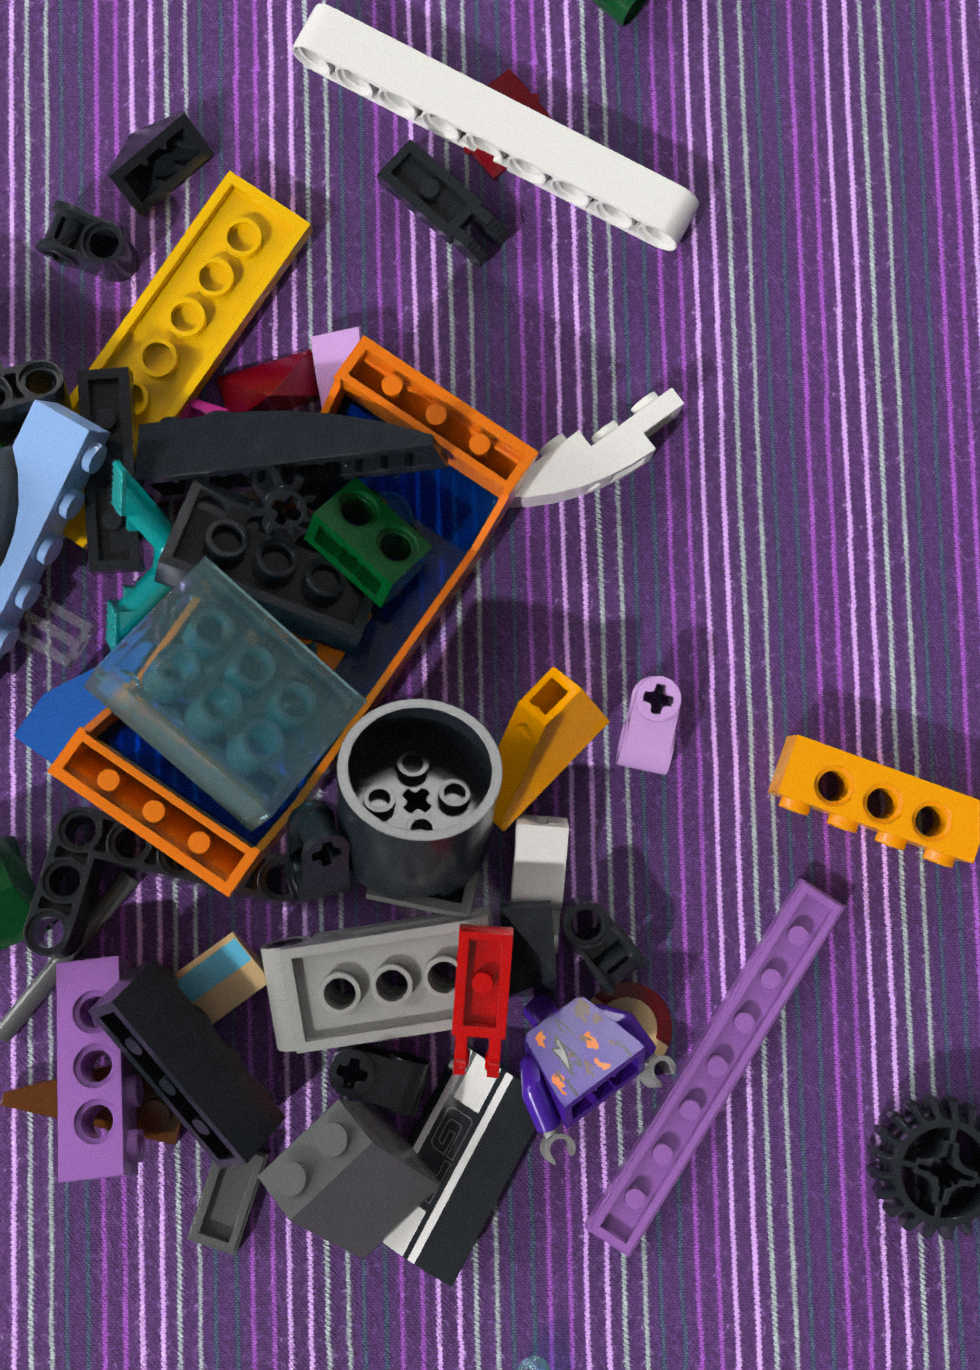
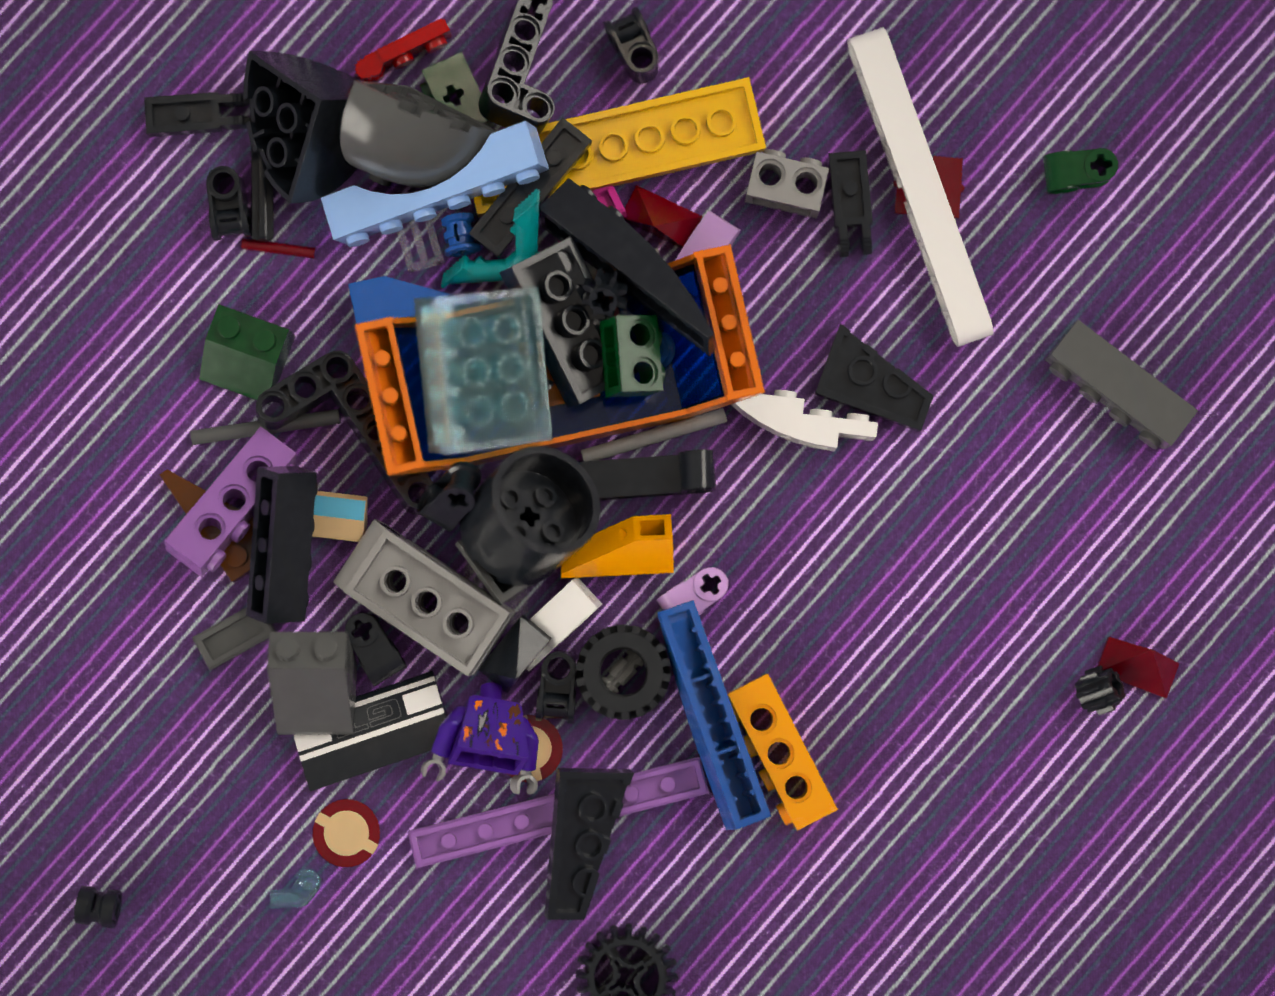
camera: 45 degrees right, 0 degrees up
(83, 586) = (457, 235): none -> blue bush
(158, 160) = (715, 32): black slope -> none
(372, 251) = (784, 194): none -> light grey brick
(462, 606) = (654, 435): none -> light grey bar
(481, 992) = (469, 648): red hinge -> none
(502, 641) = (654, 476): none -> black beam
(525, 1285) = (346, 833): none -> sticker
(623, 362) = (870, 384): none -> black wing
(648, 866) = (622, 671): none -> light grey piece
(696, 874) = (589, 672): none -> black tyre
(753, 1057) = (582, 824): none -> black wing
(788, 832) = (712, 718): none -> blue slope
(867, 142) = (1120, 385): none -> dark grey brick

